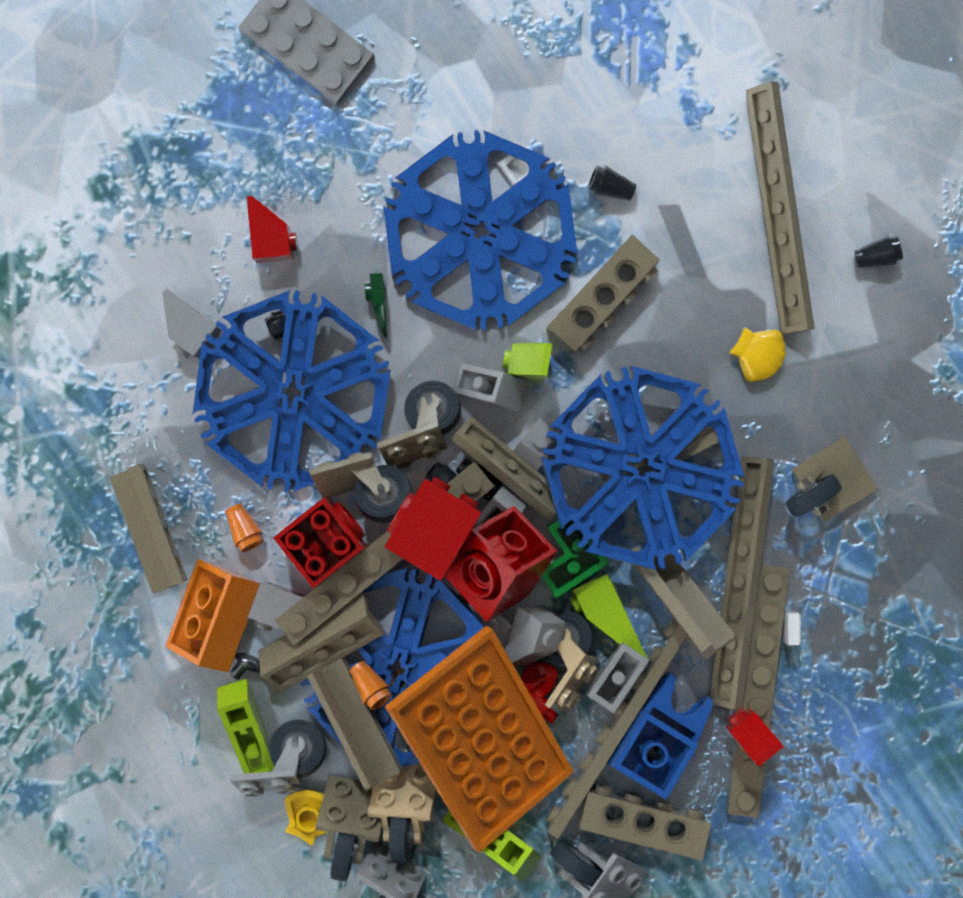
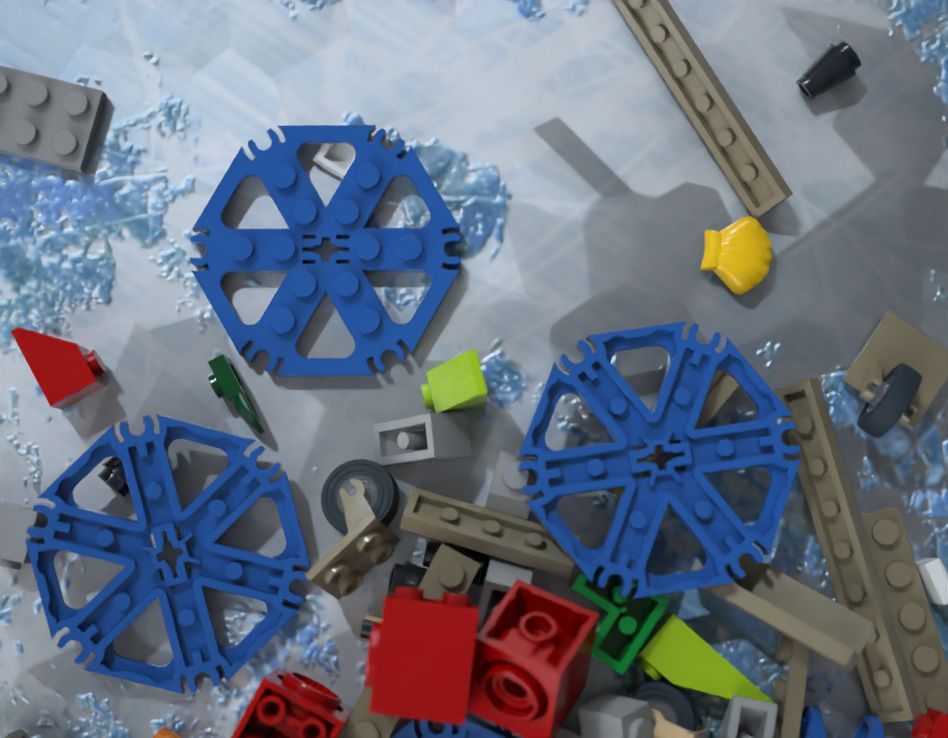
camera: 25 degrees left, 5 degrees down
(377, 488) = (331, 633): plate -> none
(611, 184) = (464, 125): black cone -> none
(631, 255) = (526, 200): dark tan brick -> none

